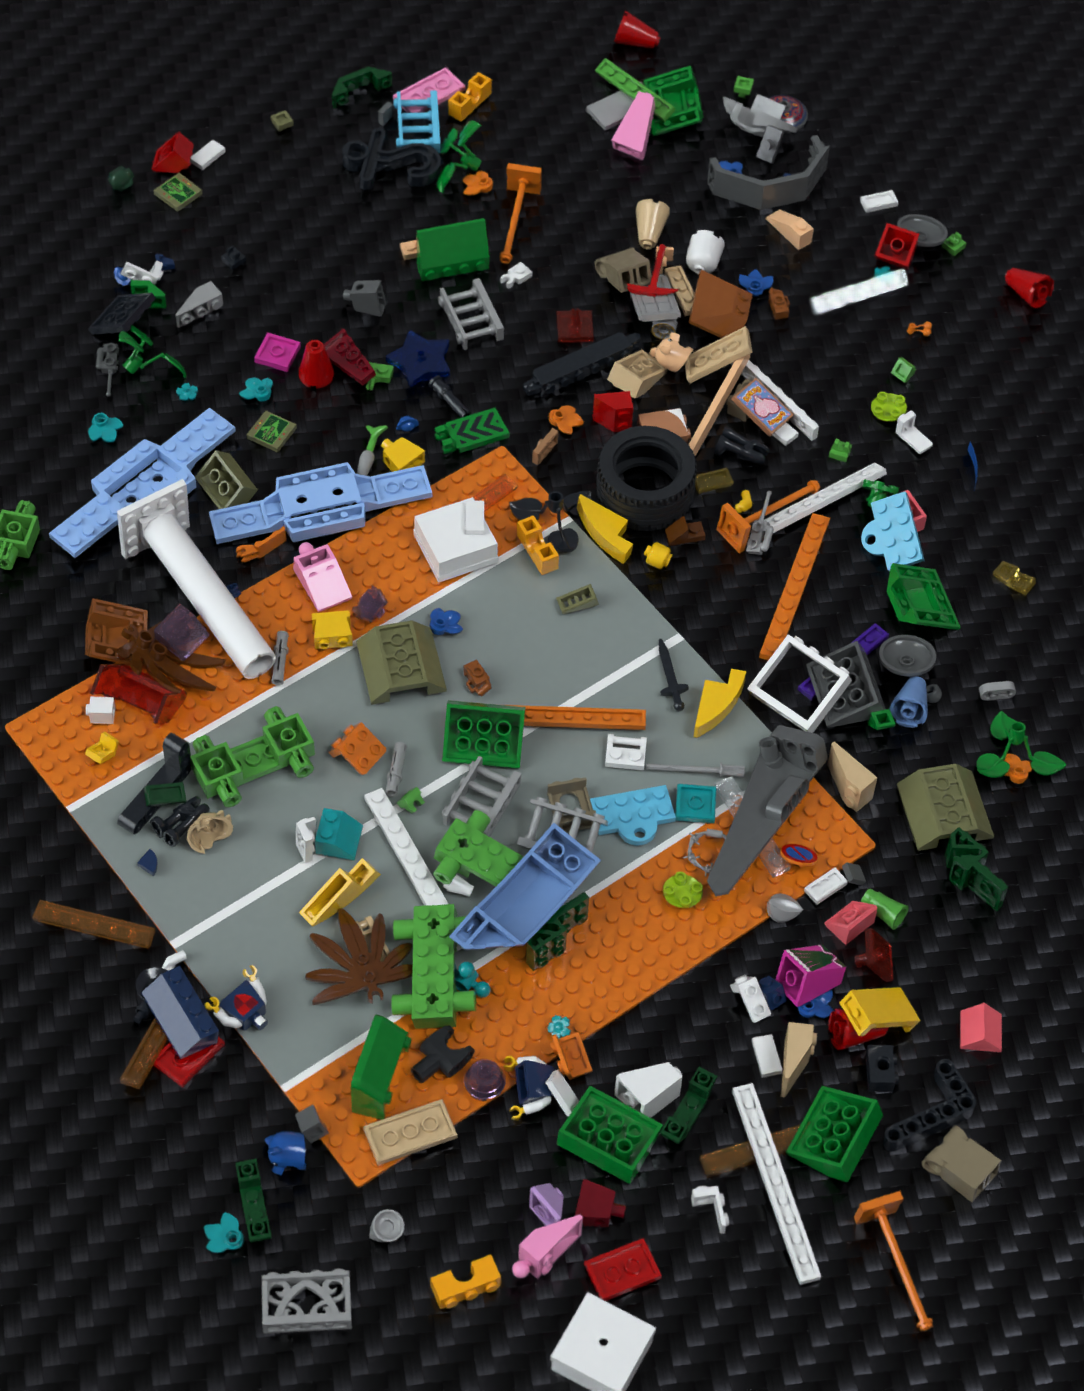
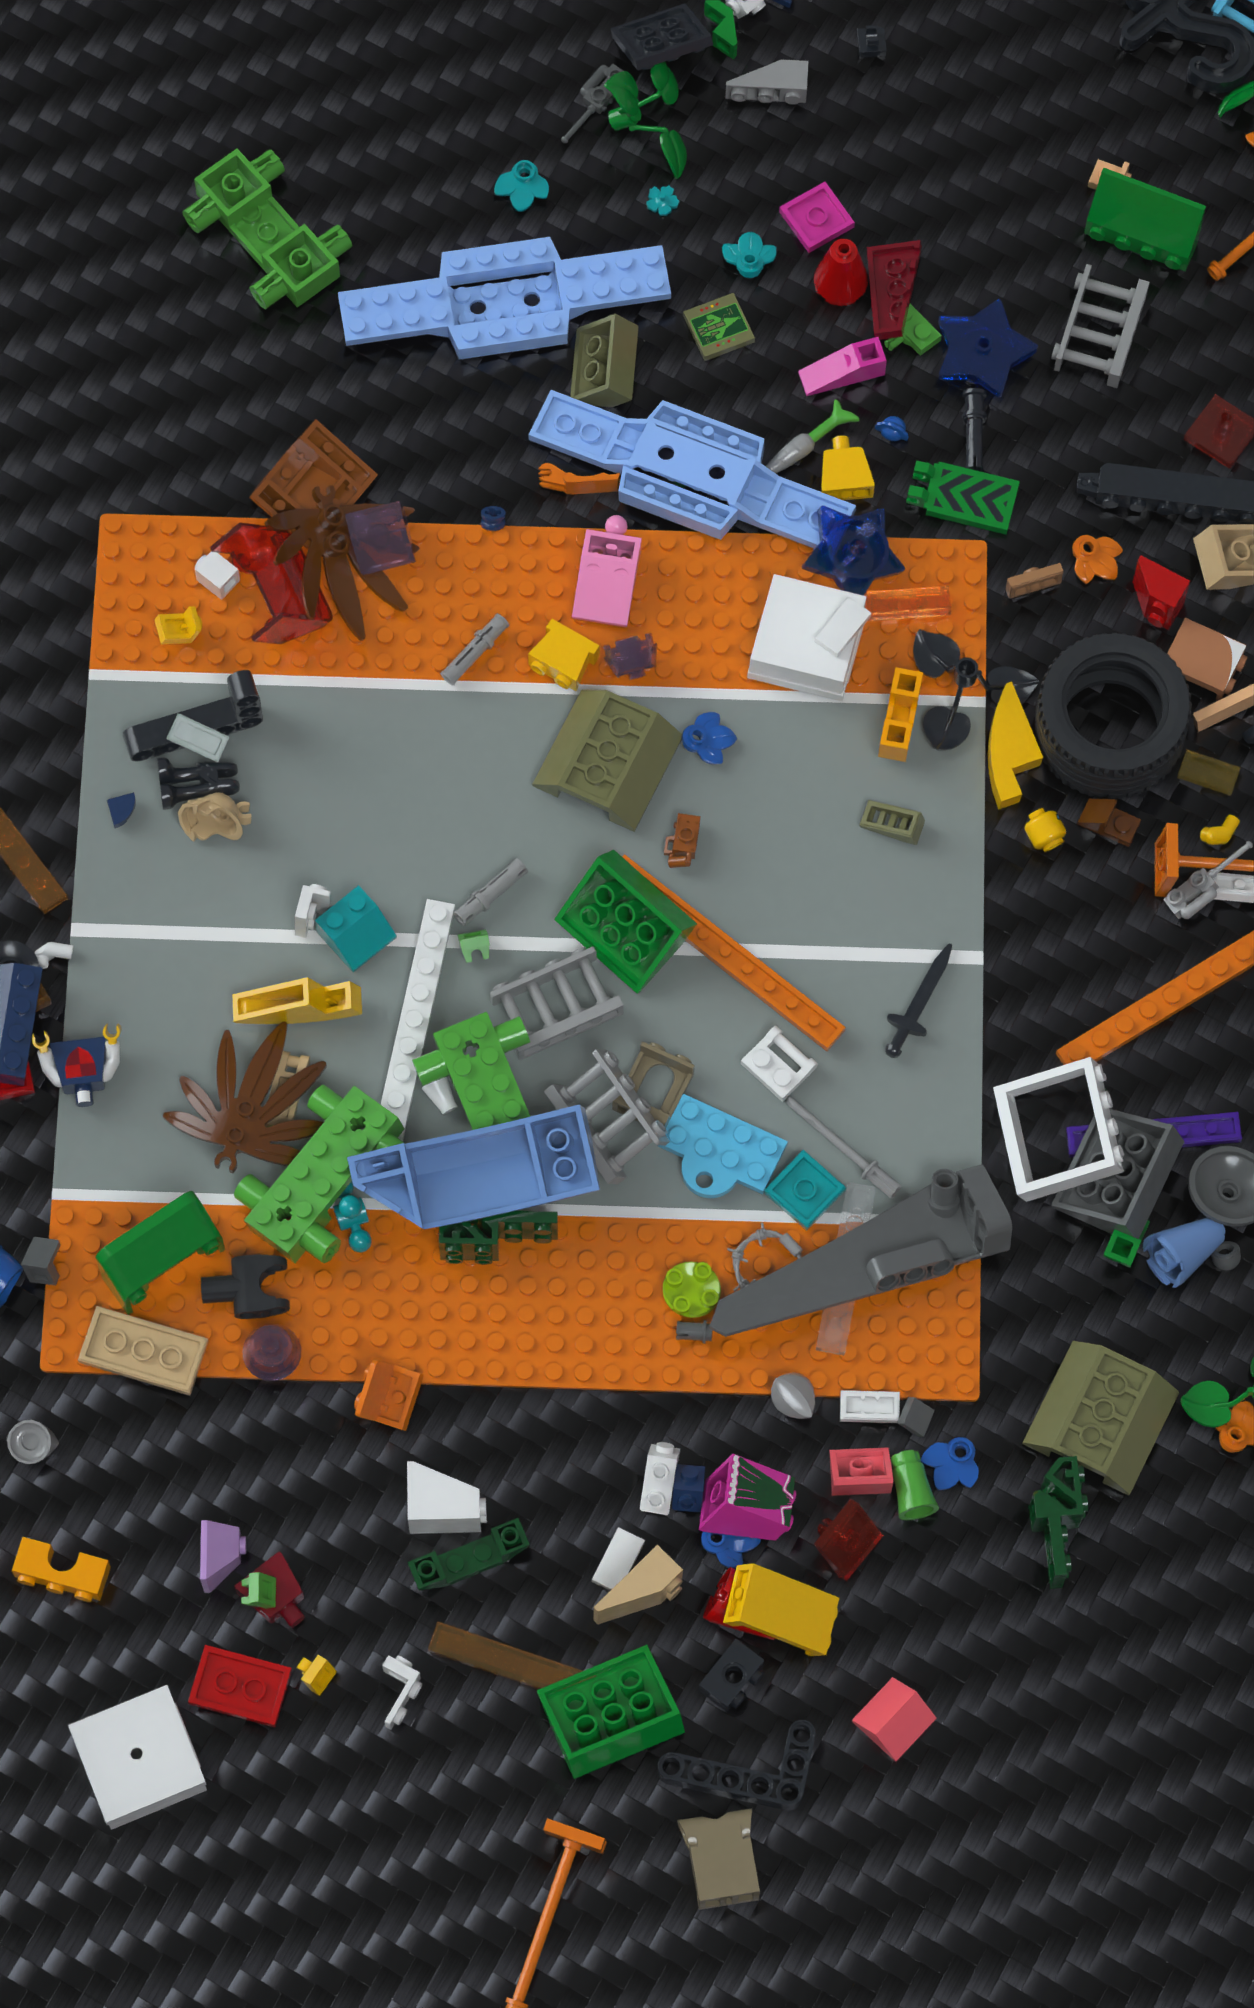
camera: 40 degrees right, 15 degrees up
(161, 524) = (461, 375): white piece -> none
(282, 744) = (337, 759): bright green piece -> none
(358, 748) = (468, 834): orange bracket -> none
(360, 404) = (845, 367): none -> dark pink slope
(367, 297) = (986, 214): dark grey torso -> none
(441, 484) = (862, 535): none -> clear blue plate
(518, 273) = (1214, 305): white plate -> none
(531, 1083) = (323, 1397): dark blue torso -> none
(545, 1246) = (172, 1596): bright pink slope -> none
(559, 1026) = (407, 1351): teal plant -> none
(562, 1092) = (343, 1433): white tile -> none
(595, 1204) = (261, 1590): none -> bright green tile
(609, 1134) = (355, 1519): green slope -> none
(659, 1231) = (316, 1673): none -> yellow tile
(703, 910) = (694, 1331): none -> dark grey pin
(718, 701) = (942, 1079): yellow slope -> none
(776, 1184) = (490, 1718): white plate -> none
(799, 854) = (865, 1346): piece -> none
(852, 779) = (1013, 1308): tan slope -> none
(894, 886) = (948, 1466): none -> blue plate

